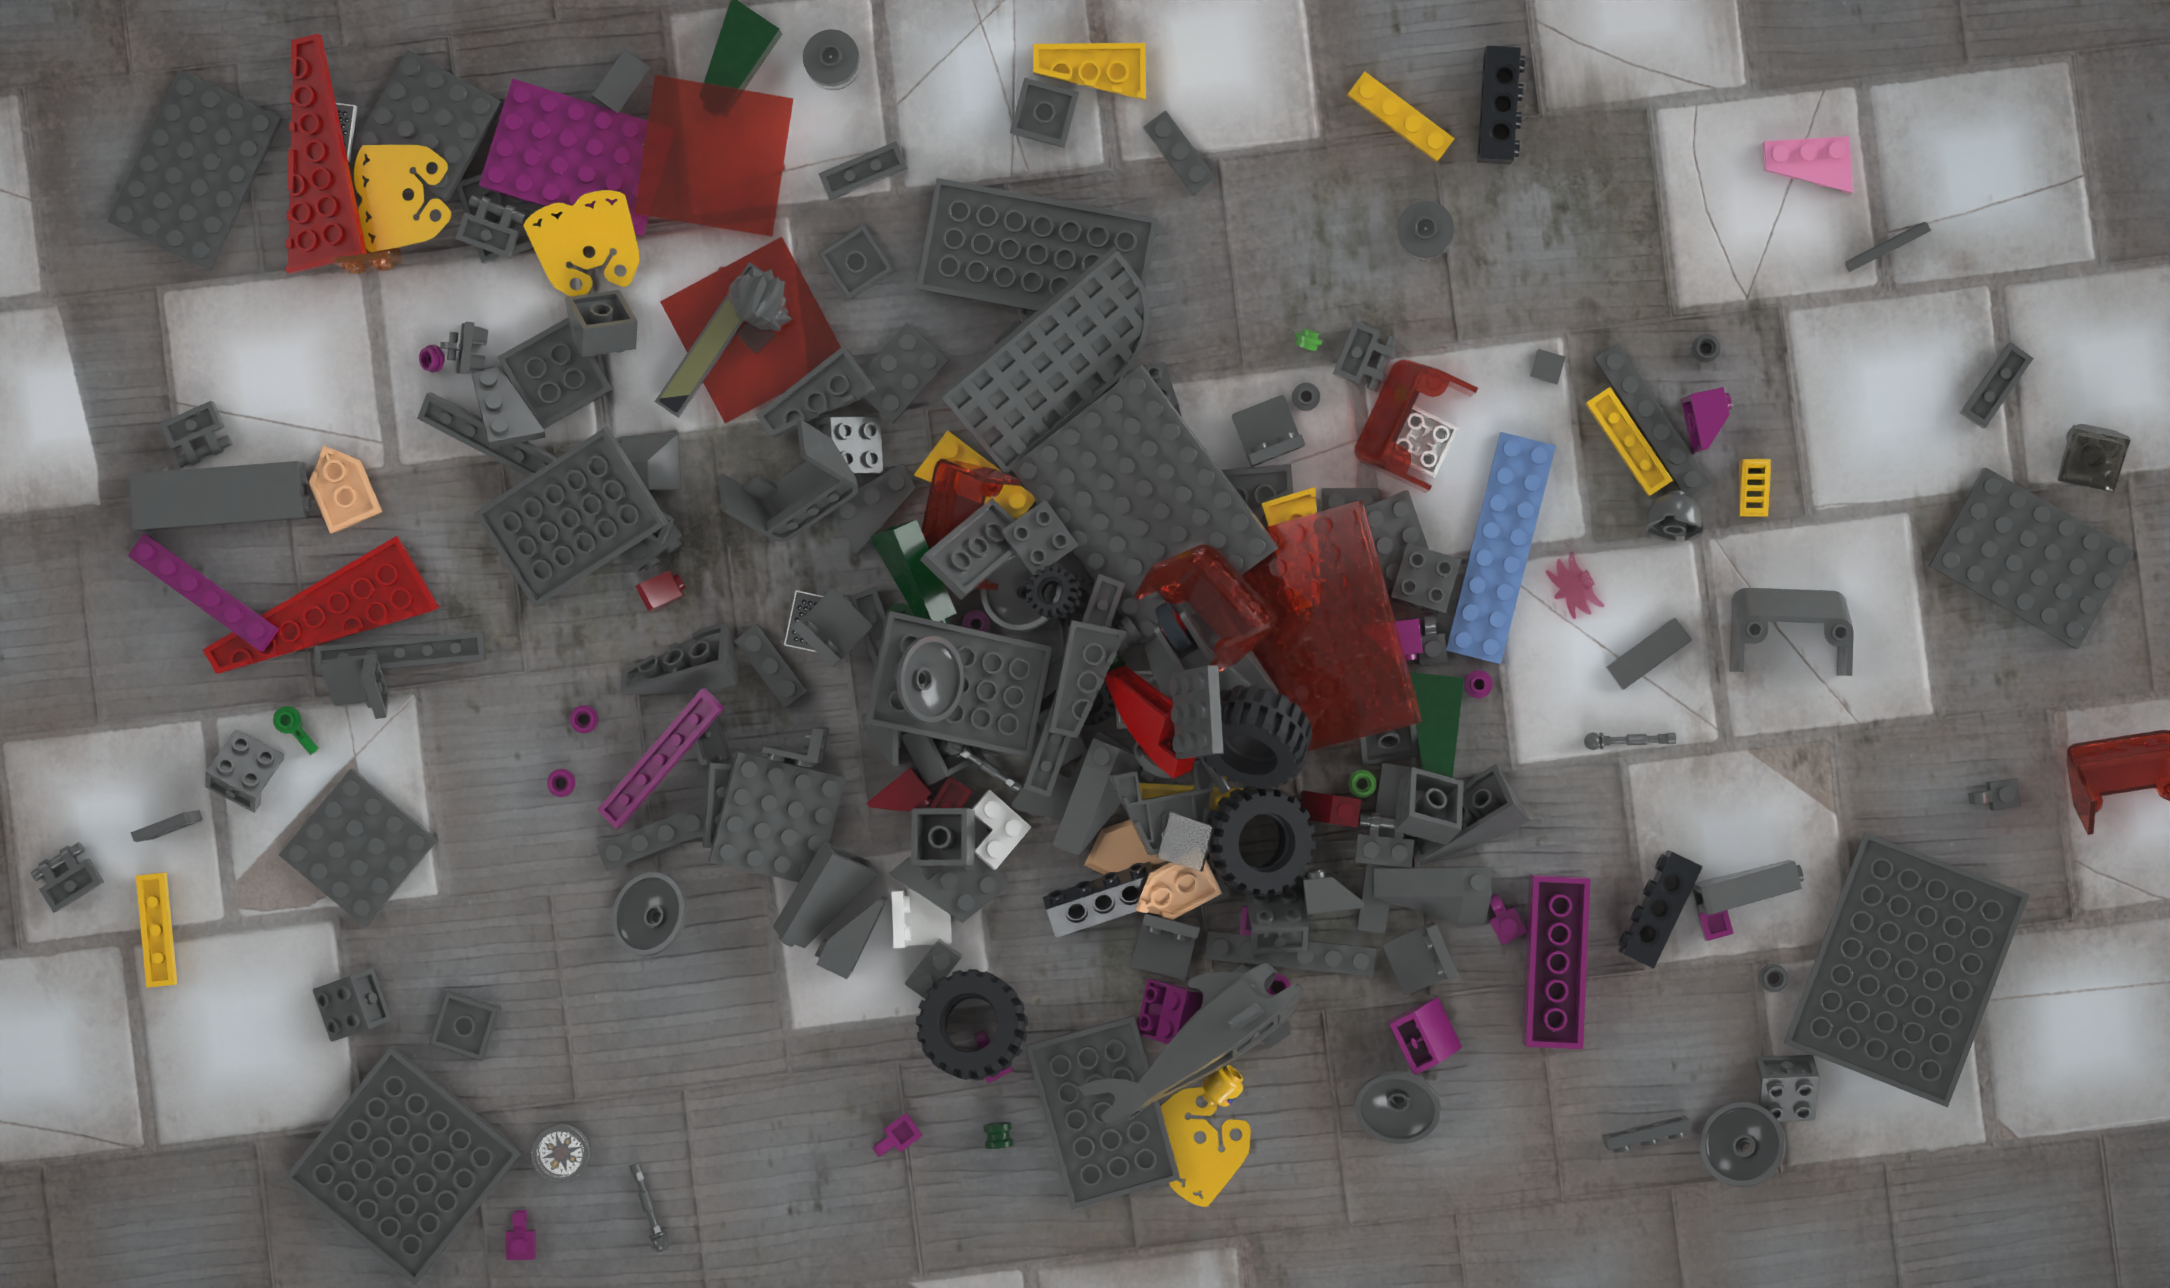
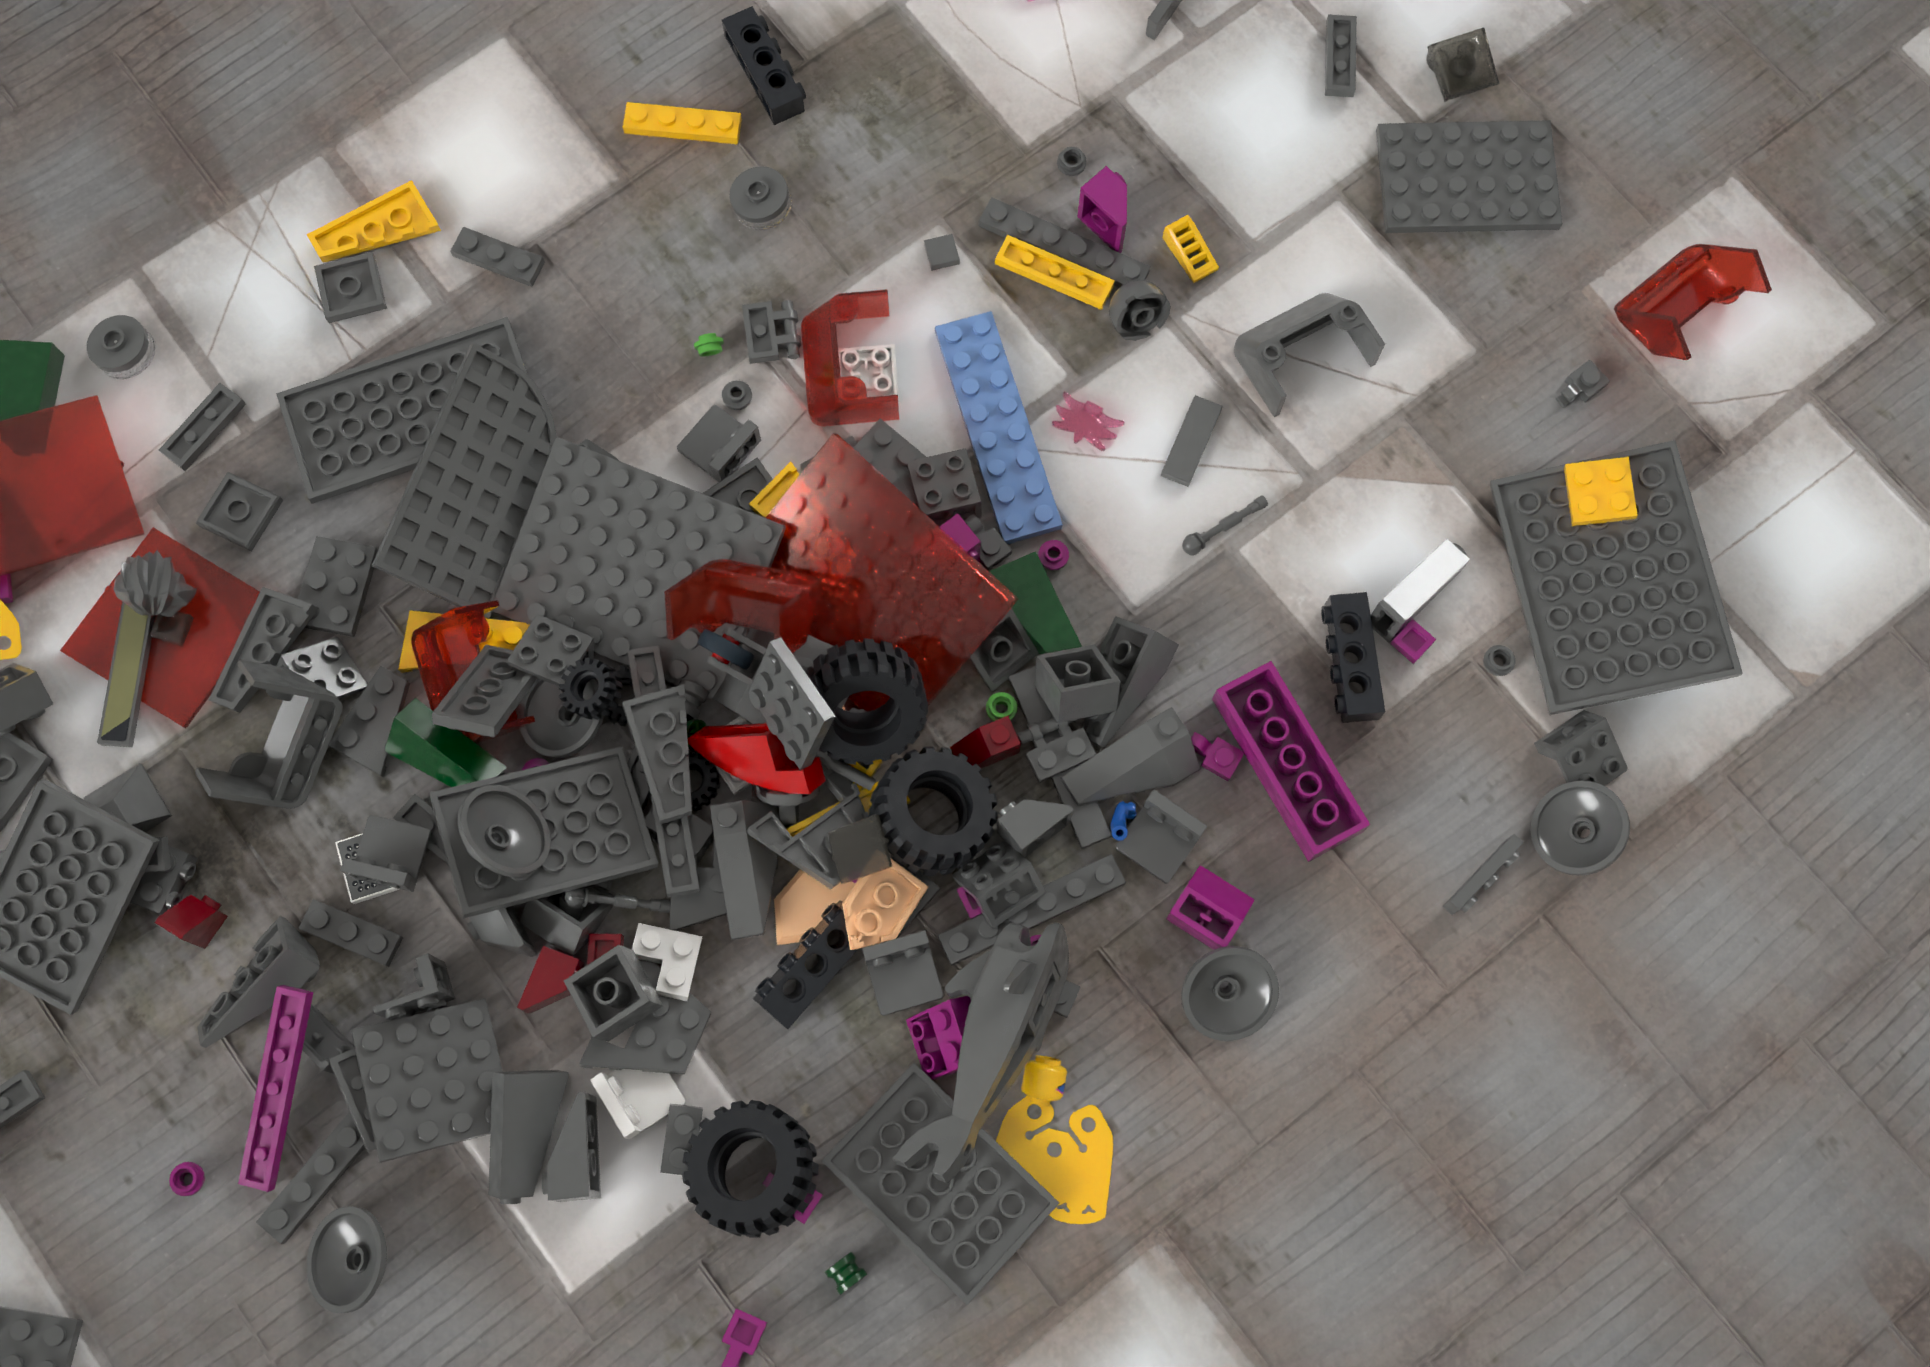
camera: 30 degrees left, 15 degrees down
(575, 719) = (170, 1099): magenta plate -> none
(1395, 928) = (1118, 823): none -> blue arm
(1941, 898) = (1600, 491): none -> yellow plate

